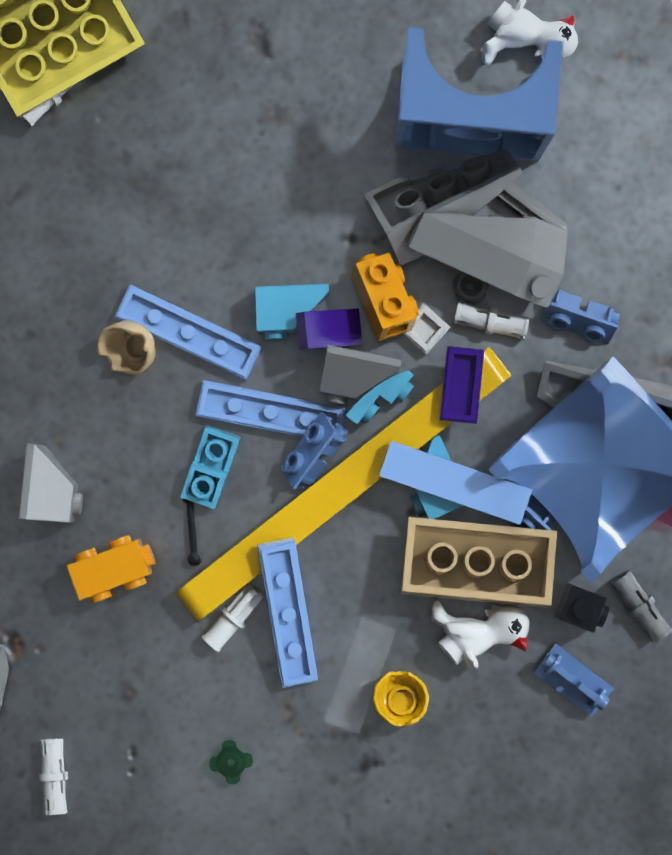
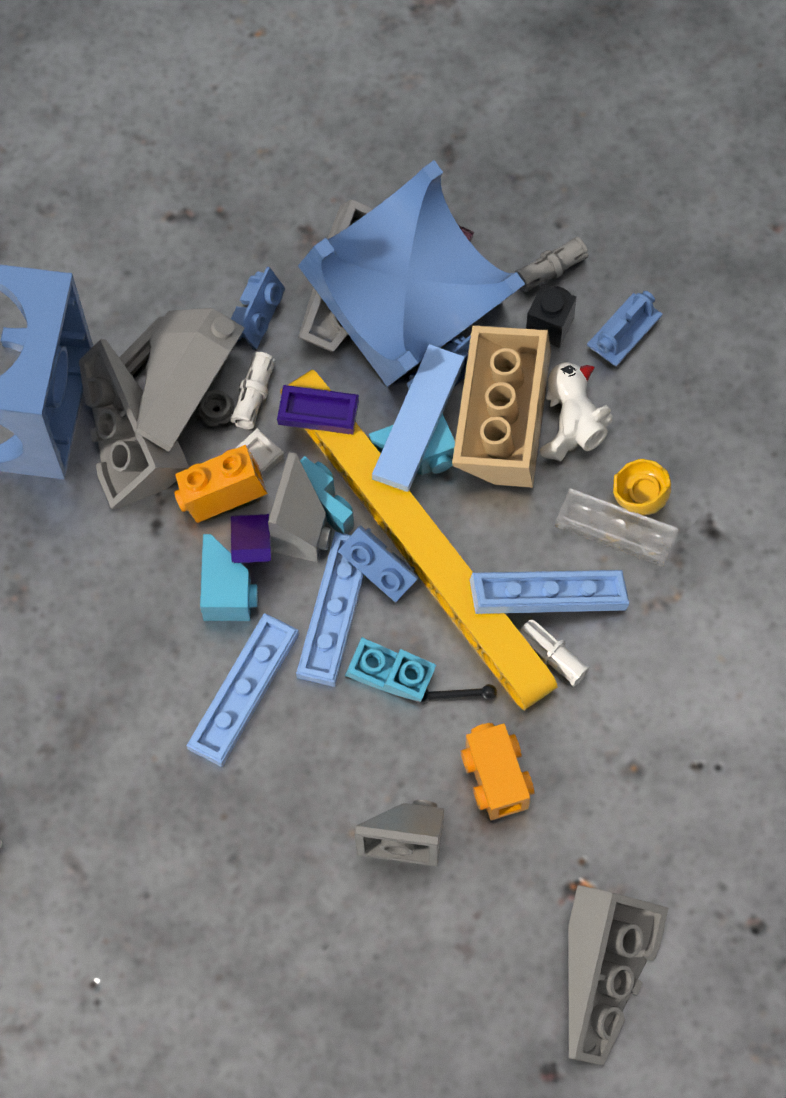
camera: 85 degrees left, 20 degrees down
(53, 776) = (724, 846): white pin -> none
(127, 347) = (255, 745): tan hair -> none
(231, 751) = (708, 671): clear green plate -> none

